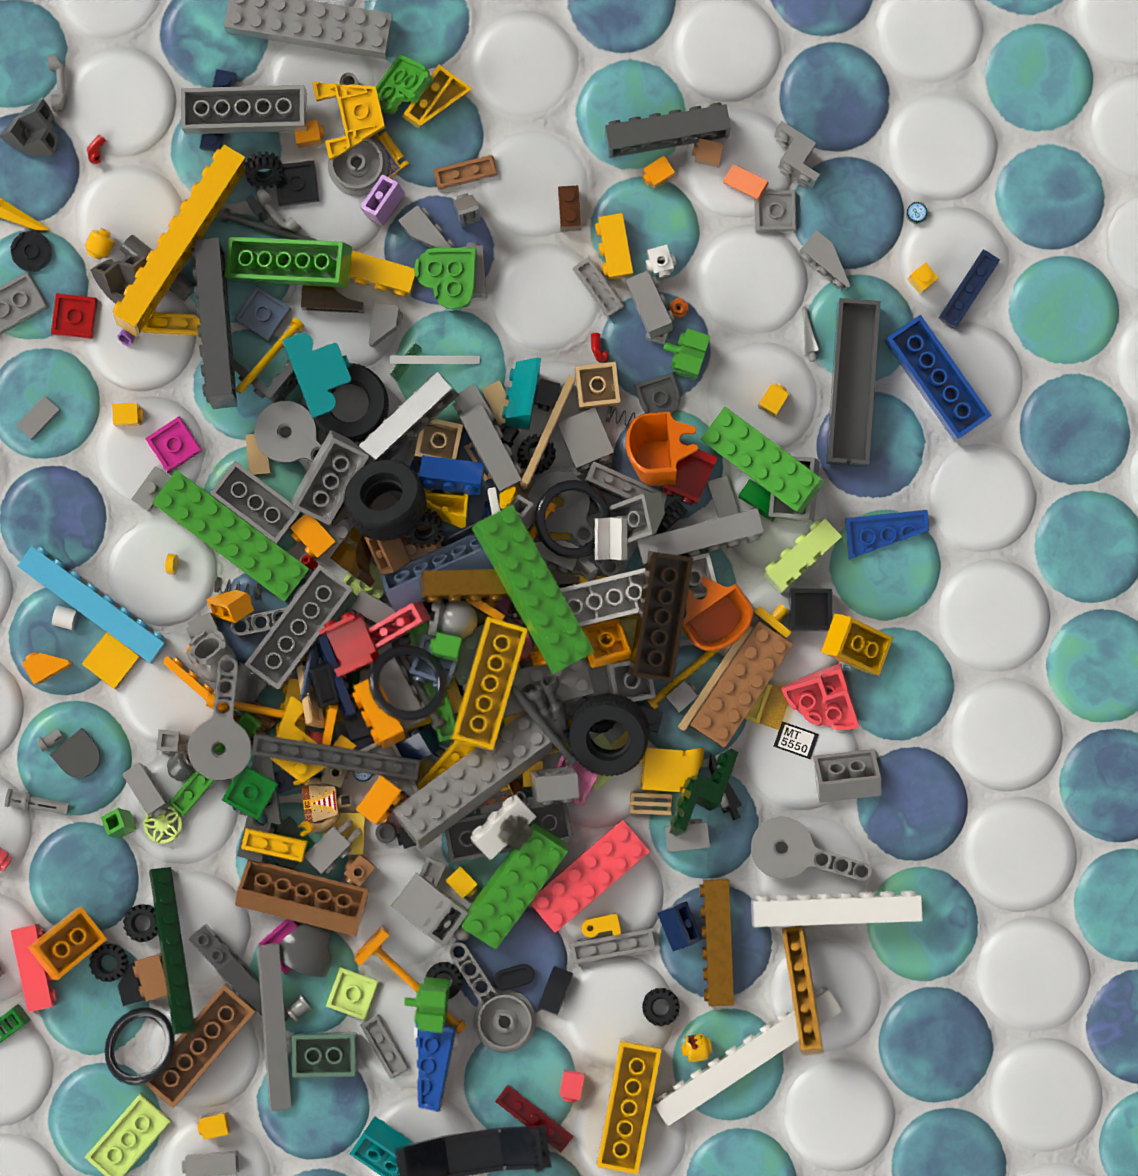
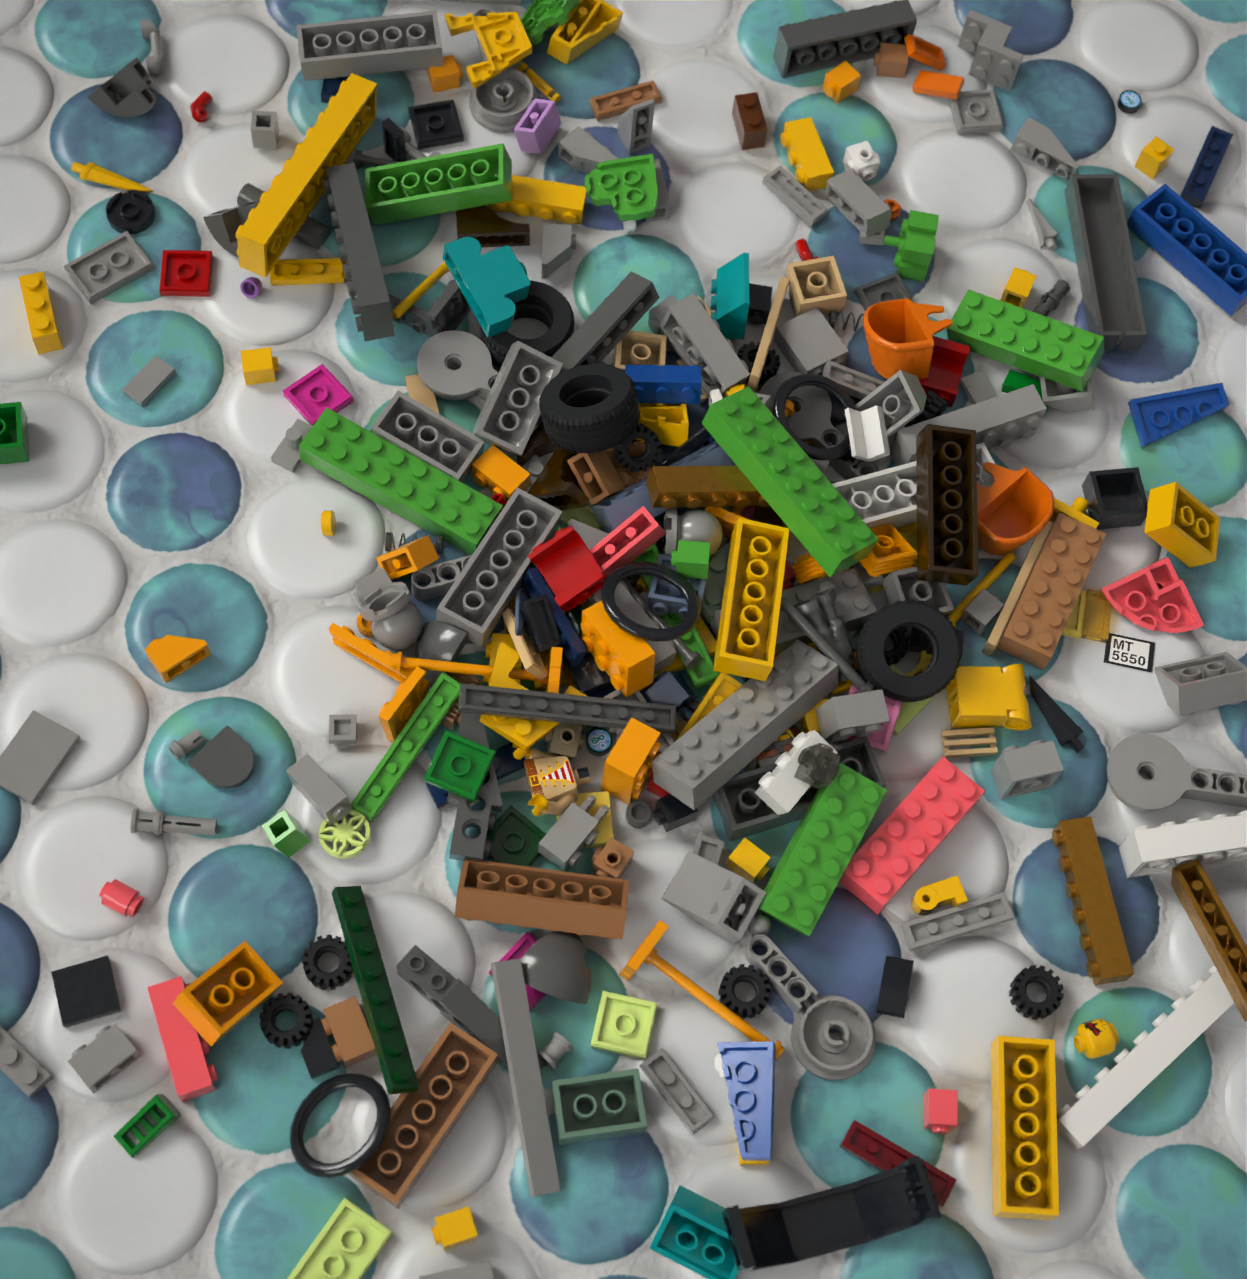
camera: 15 degrees left, 20 degrees down
(64, 617) = (196, 598): white brick -> none
(91, 604) = (231, 577): medium azure brick -> none
(99, 243) = (212, 194): yellow head -> none
(110, 660) = (259, 642): yellow tile -> none
(148, 183) = (264, 129): none -> light grey brick
(179, 766) = (364, 755): dark grey head -> none
(220, 729) = (417, 686): light grey beam -> none
(262, 313) = (411, 253): sand blue tile -> none
(263, 161) = (392, 90): black tyre -> none
(274, 844) = (498, 831): yellow tile -> none
(394, 359) = (616, 277): white sticker -> none
(400, 369) = (587, 285): clear green tile -> none
(431, 1004) = (737, 1012): bright green brick -> none
(514, 977) = (836, 977): black tile -> none
(587, 568) = (838, 472): light grey plate -> none
(679, 926) = (1039, 883): dark blue brick -> none
(703, 791) = (1038, 709): dark green bracket -> none
(739, 148) = (925, 52): none -> orange tile
(800, 412) = (1051, 299): none -> dark grey pin
(802, 556) = (1088, 444): yellowish green wedge -> none

